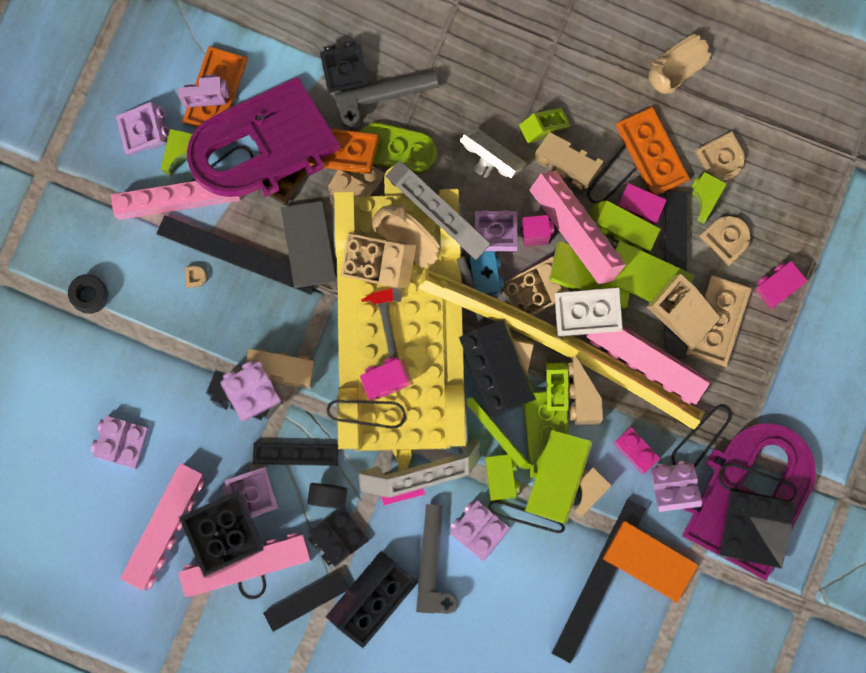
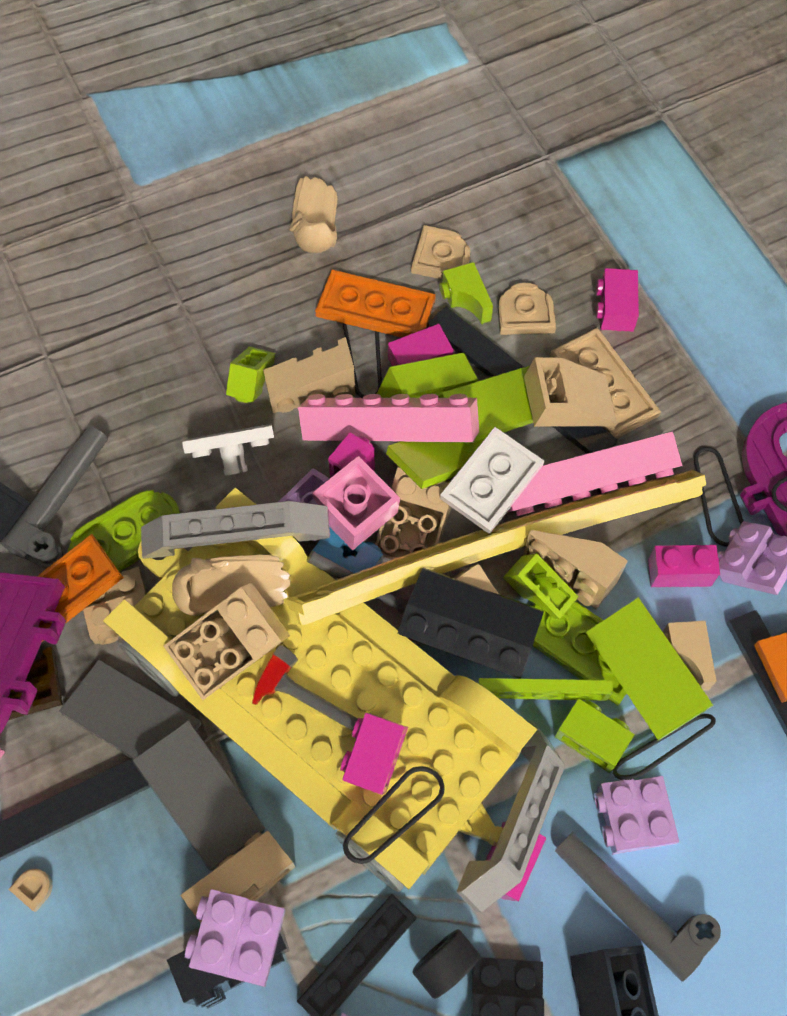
camera: 55 degrees left, 15 degrees down
(301, 313) = (198, 795): none -> dark grey tile
(511, 253) = (357, 502): none -> bright pink slope

